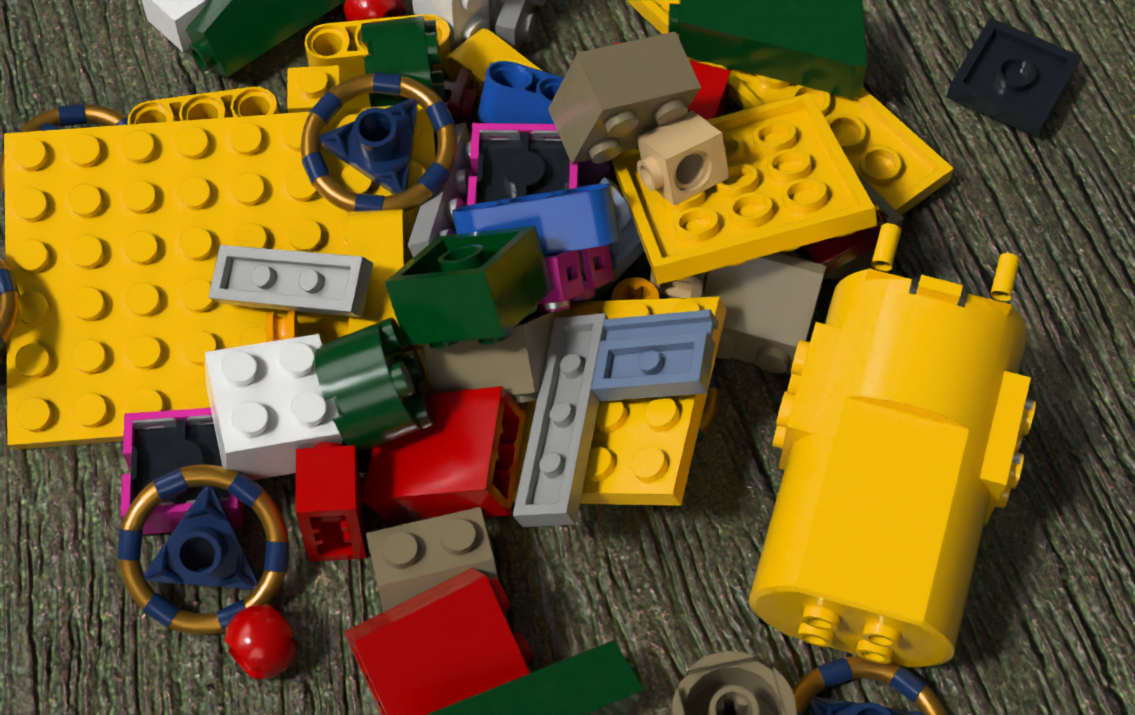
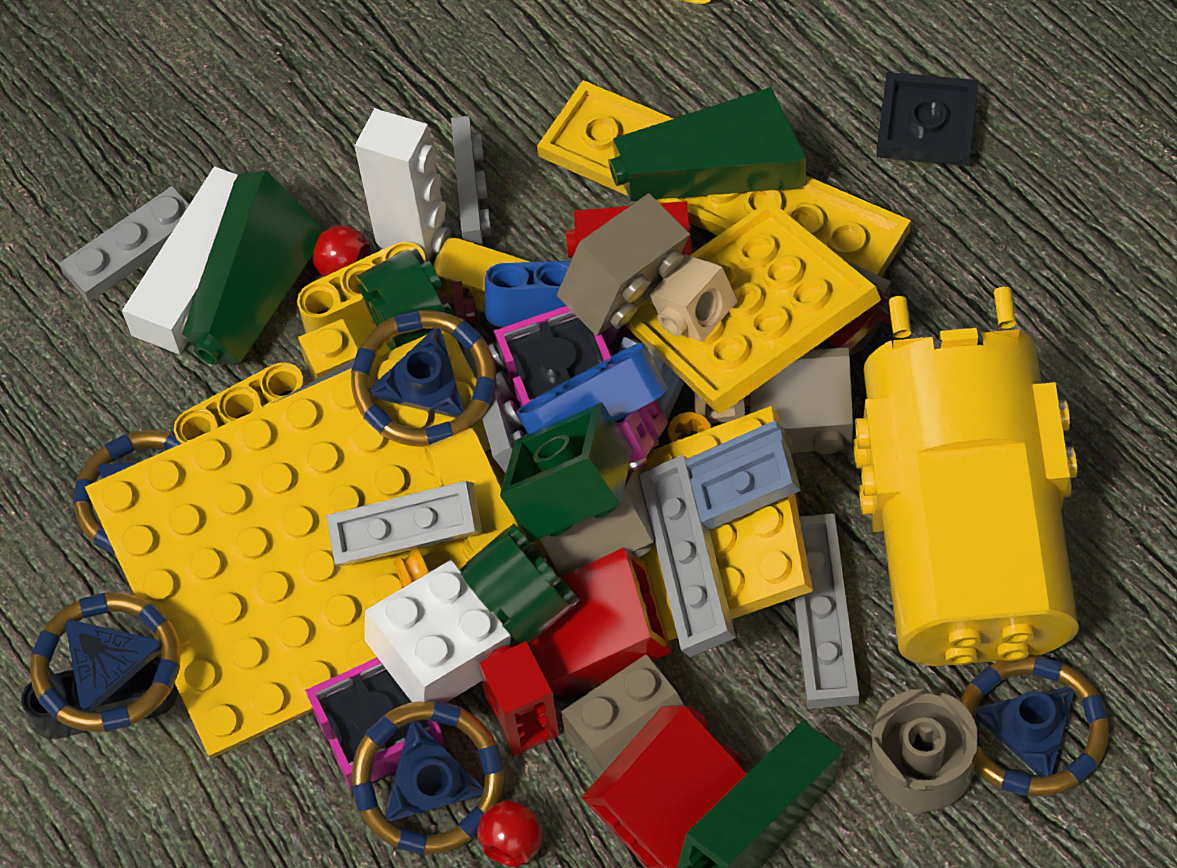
camera: 15 degrees left, 0 degrees up
(689, 538) = (824, 620): none -> light grey plate

